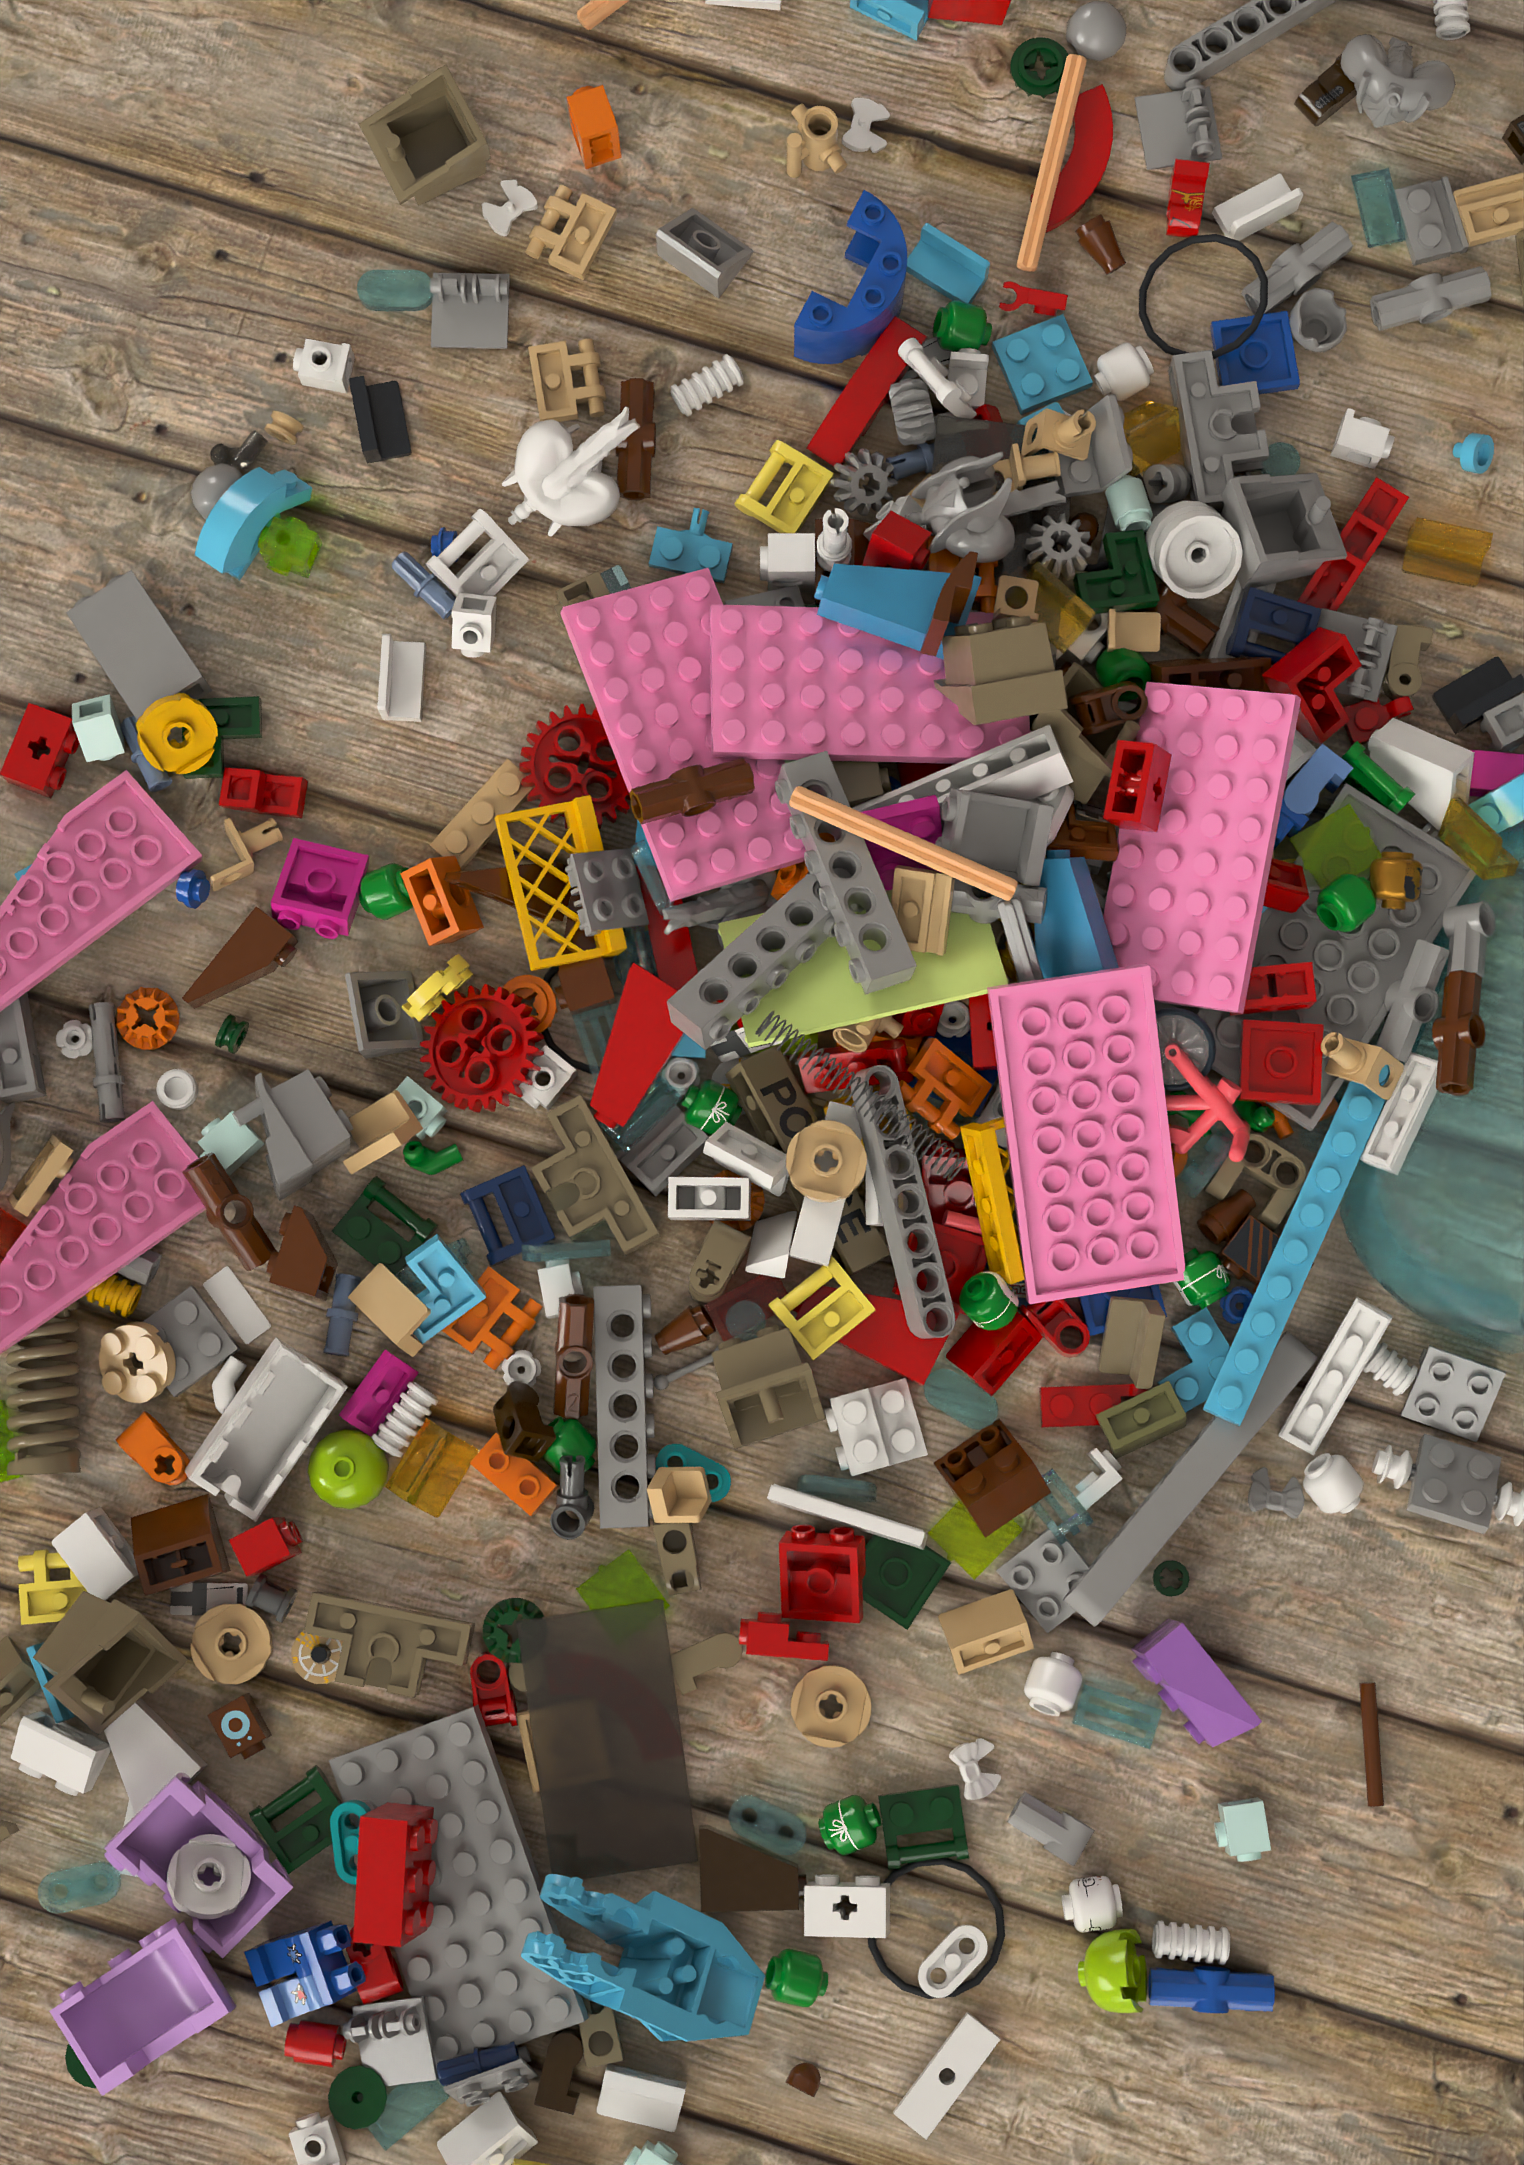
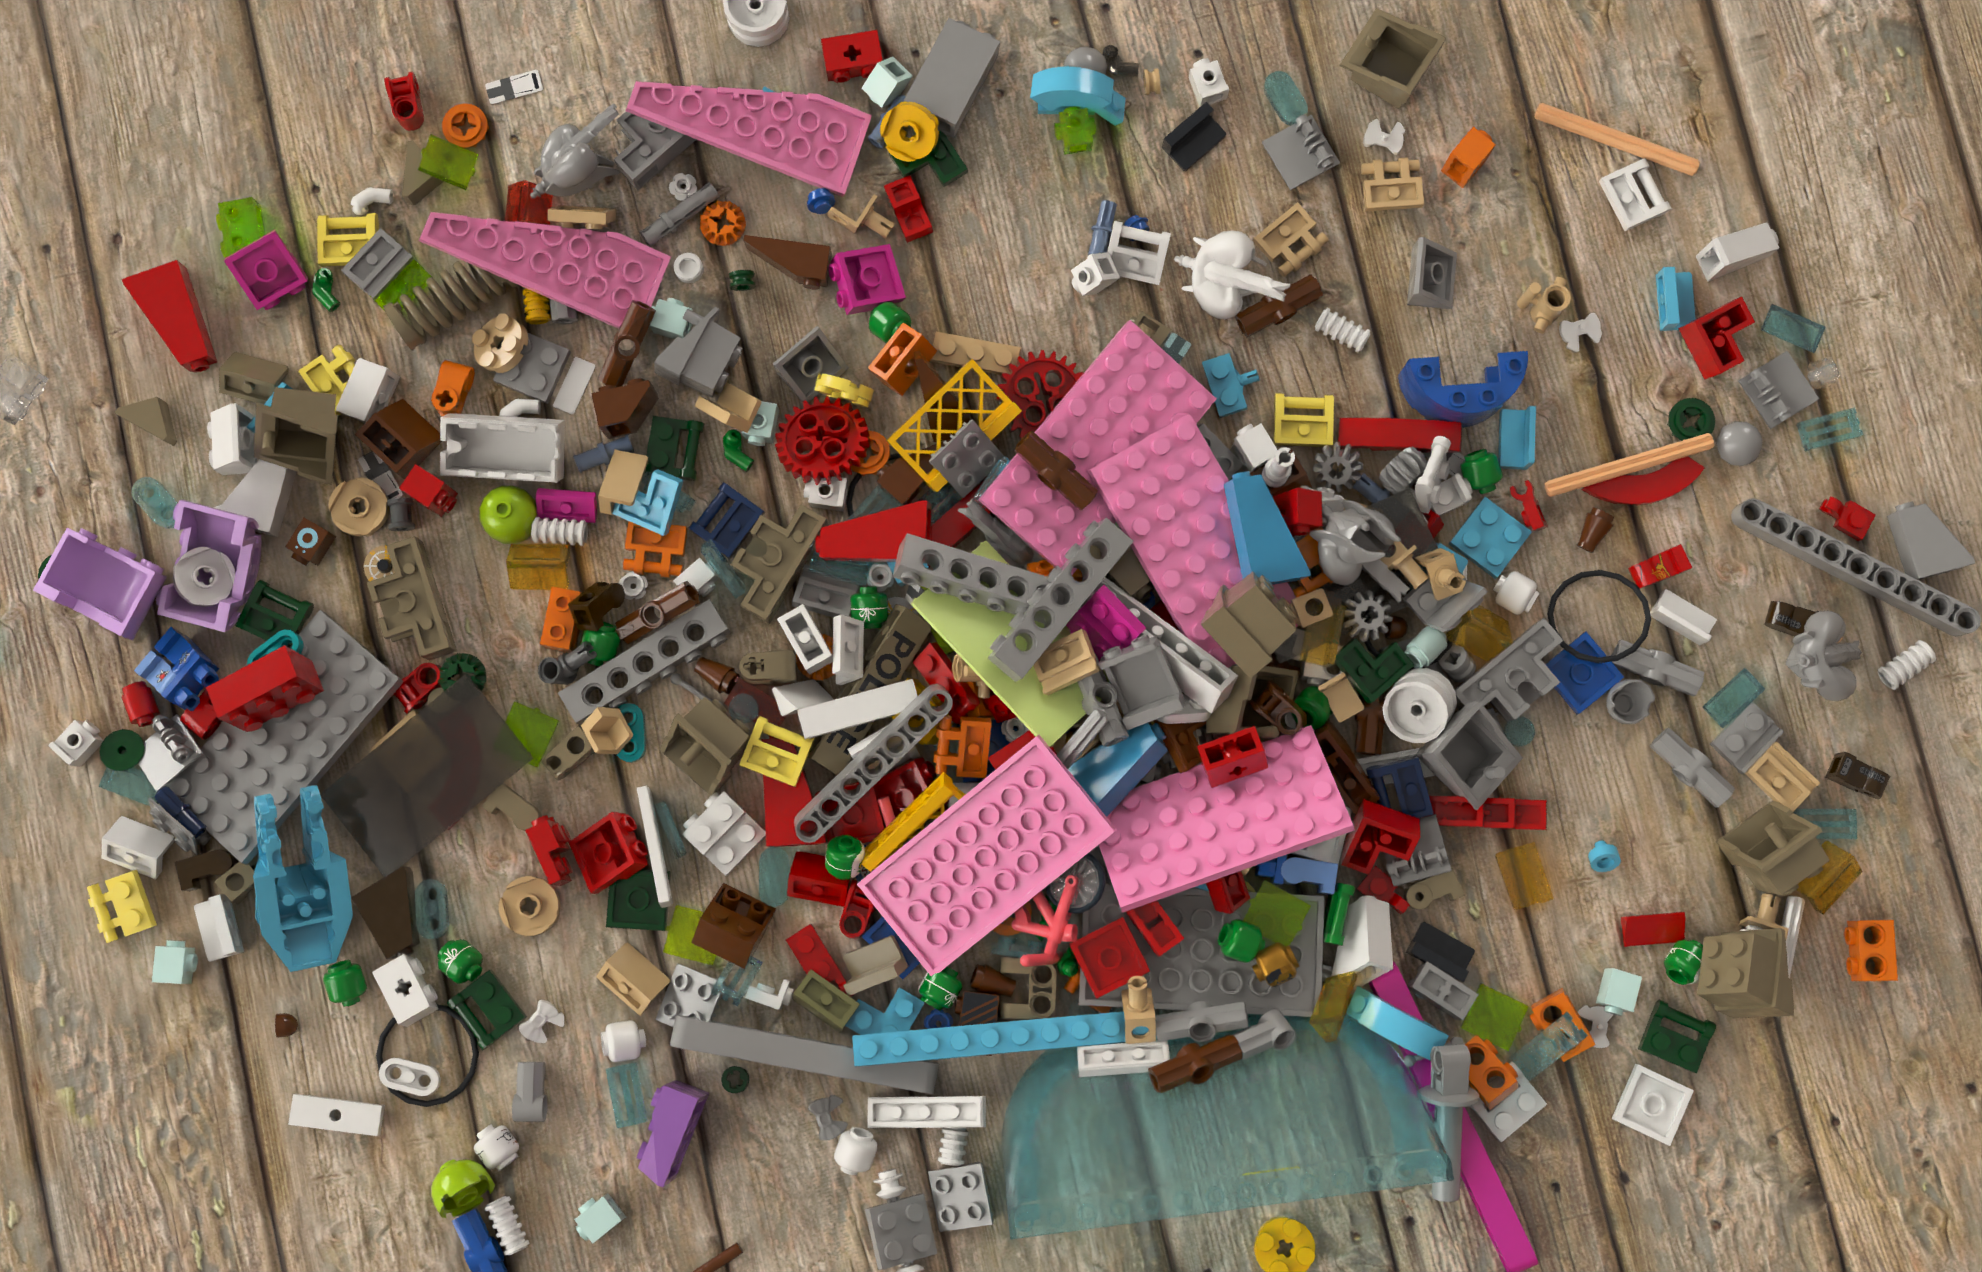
camera: 60 degrees right, 0 degrees up
(401, 680) = (1032, 250): white panel -> none
(760, 1030) = (924, 604): dark grey piece -> none
(813, 1142) = (878, 683): tan plate -> none
(903, 843) = (1098, 624): light nougat axle -> none
(950, 603) = (1275, 561): reddish brown slope -> none
(1178, 126) = (1707, 534): light grey hinge -> none
(1362, 440) = (1566, 777): white brick -> none

